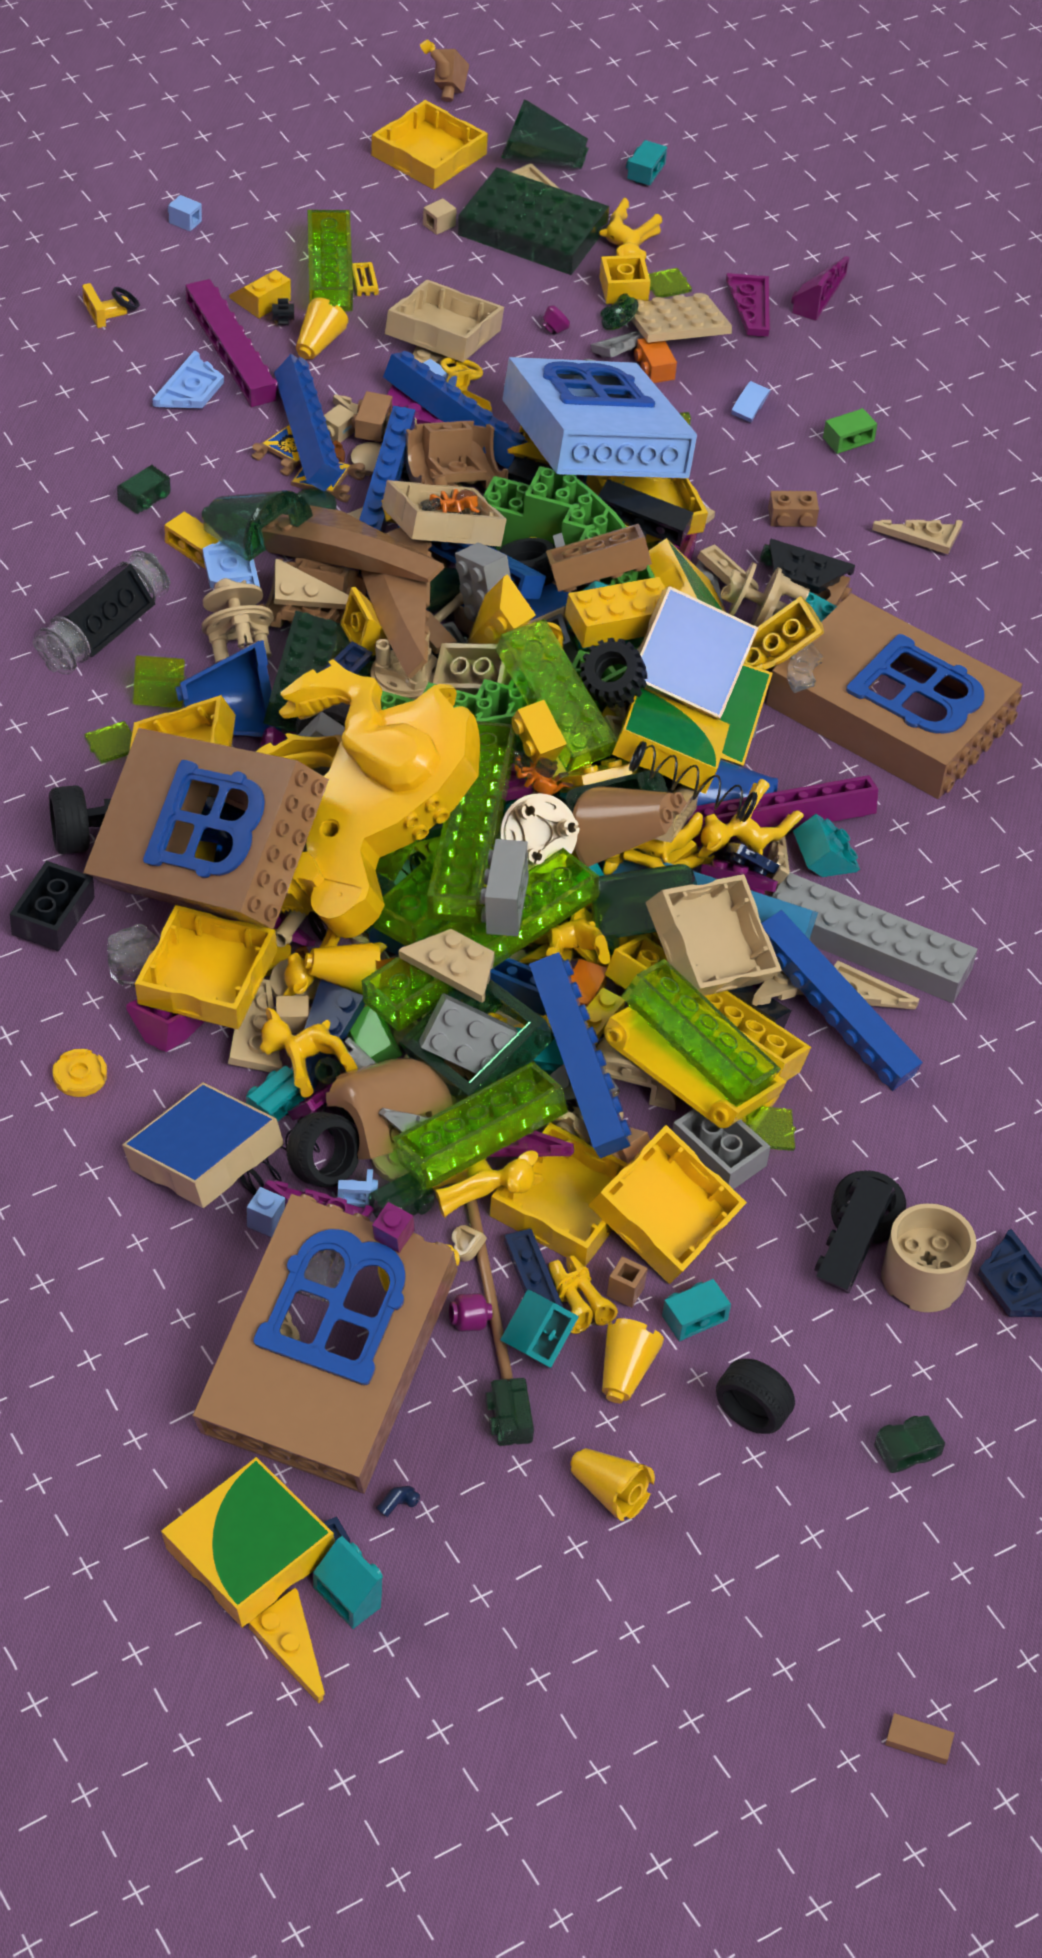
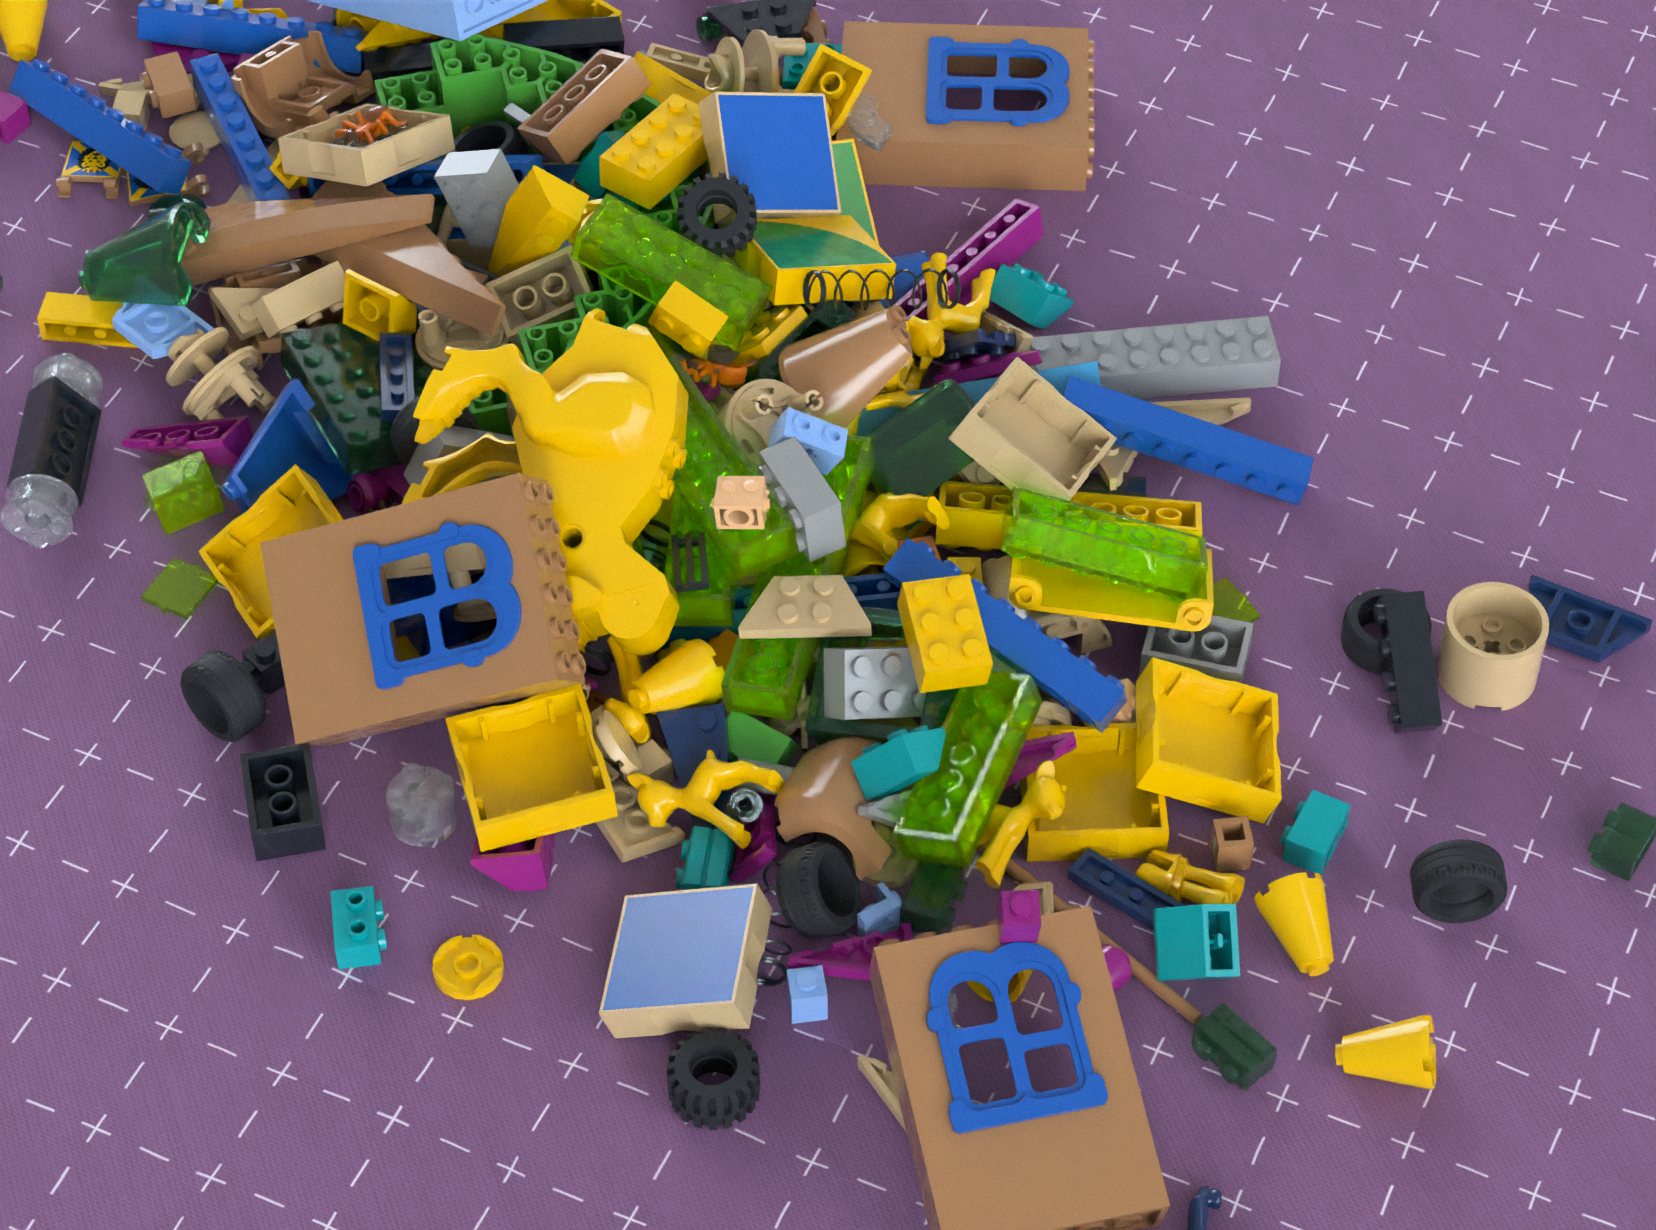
camera: 30 degrees left, 0 degrees up
(31, 1008) = (356, 927): none -> teal brick
(160, 1209) = (713, 1103): none -> black tyre
(196, 652) = (218, 439): none -> magenta wedge
(274, 981) = (617, 742): none -> tan tile
(322, 595) = (301, 300): none -> tan brick
(405, 890) = (688, 543): none -> tile
(432, 1093) = (898, 762): none -> teal slope
(456, 865) = (741, 502): none -> light nougat head
(523, 1025) = (944, 633): none -> yellow brick
(545, 852) = (820, 439): none -> light blue brick

